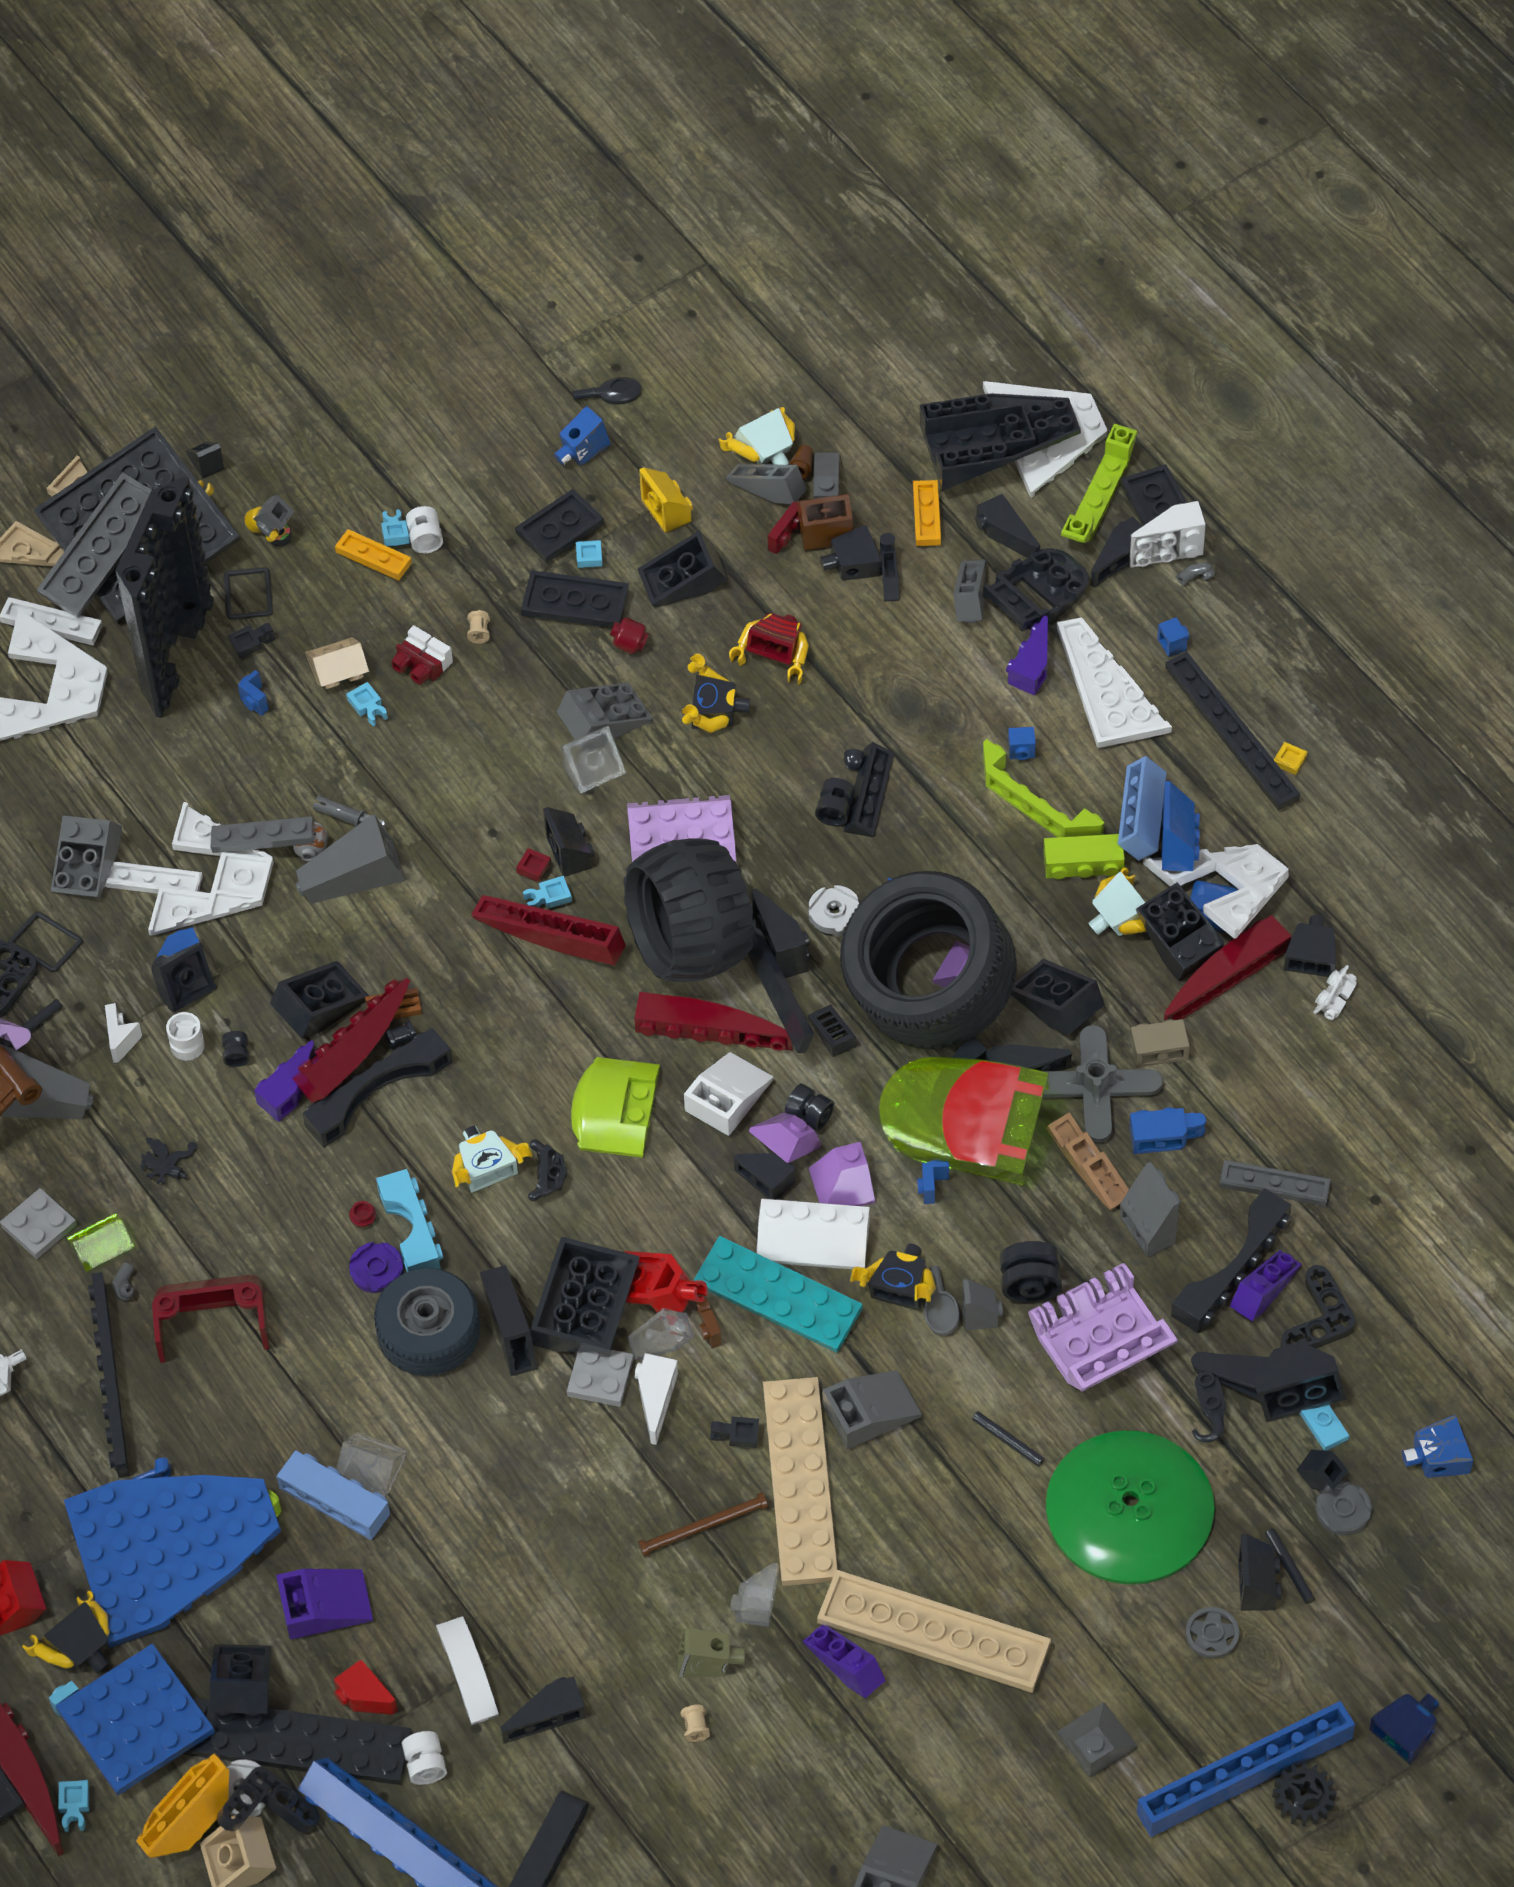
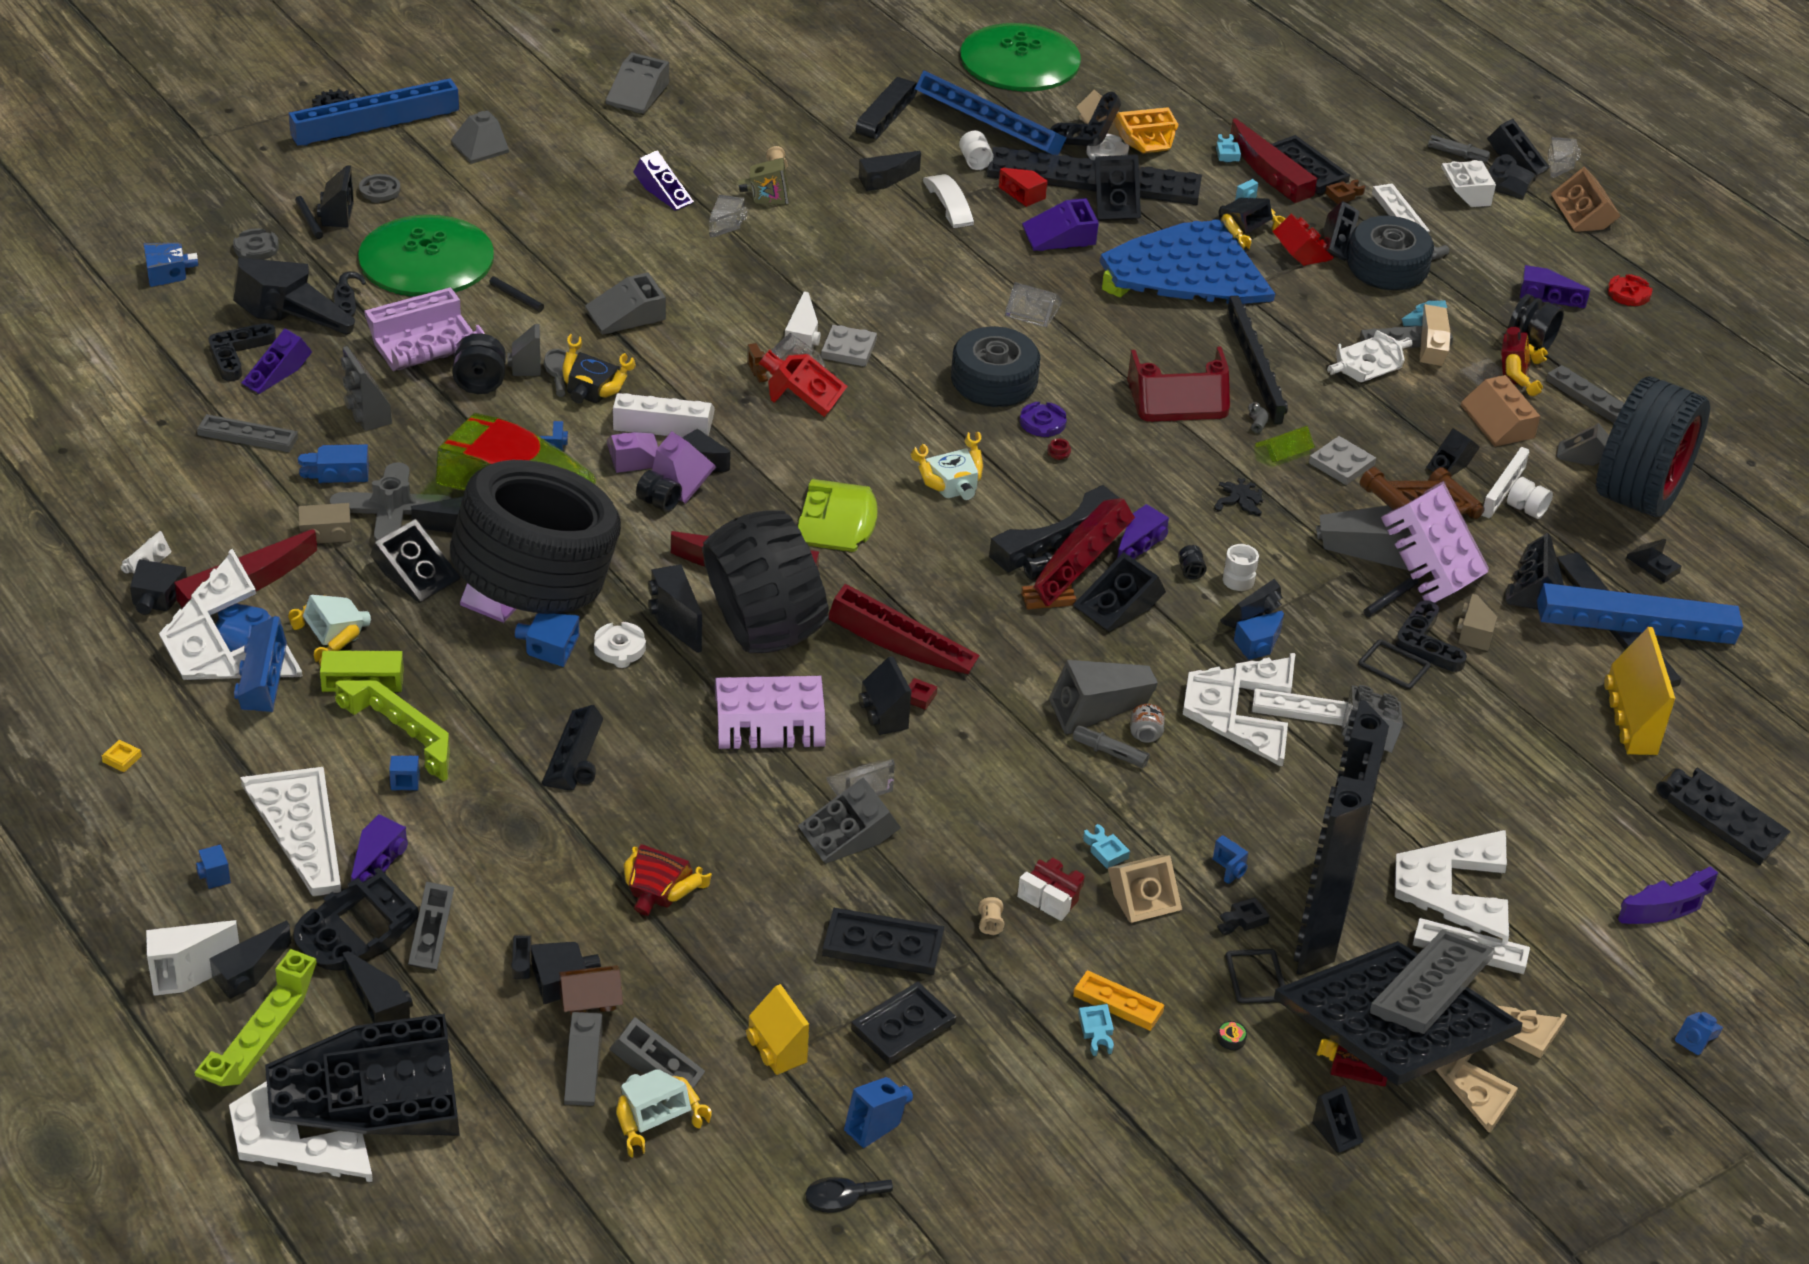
camera: 175 degrees right, 15 degrees down
(121, 1036) = (1304, 577): white slope -> none
(135, 1719) = (1191, 174): blue plate -> none
(162, 1469) = (1203, 309): blue hand -> none
(262, 834) = (1196, 711): dark grey plate -> none
(269, 516) = (1245, 1025): dark grey piece -> none
(333, 1494) = (1070, 285): medium blue brick -> none
(400, 1198) = (1026, 453): medium azure arch -> none
(424, 529) = (1061, 1016): white wheel -> none
(508, 1320) = (926, 366): black slope -> none
(550, 1171) = (894, 461): black piece -> none
(551, 892) = (911, 667): medium azure plate -> none
(583, 1298) = (864, 373): black slope -> none
(589, 554) = (868, 989): medium azure plate -> none
(629, 635) = (822, 893): dark red head -> none
(683, 571) = (758, 960): black slope -> none
(703, 1524) = (768, 258): reddish brown bar -> none
(713, 699) = (732, 821): torso -> none
(726, 1092) = (733, 496): white slope -> none
(741, 1431) = (736, 302): black plate -> none
(779, 991) = (681, 558): black tile -> none
(779, 1294) = (699, 382): teal plate -> none
(782, 531) = (639, 1003): dark red plate -> none
(800, 1481) = (688, 281): tan plate -> none
(803, 460) = (612, 1077): reddish brown cone -> none
(835, 802) = (609, 725): black wheel -> none
(839, 1045) = (635, 554): black slope -> none
(926, 513) = (468, 1017): light orange plate -> none
(934, 1631) = (593, 195): tan plate -> none
(1088, 1161) = (409, 449): medium nougat slope -> none
(1142, 808) = (292, 694): medium blue brick -> none
(1152, 492) = (190, 1017): black plate -> none
(1179, 931) = (280, 584): black slope -> none
(1200, 1300) = (265, 400): black arch -> none
(1232, 731) = (176, 777): black plate -> none
(1322, 1470) = (267, 248): black brick -> none
(1406, 1725) = (249, 131): clear blue torso -> none

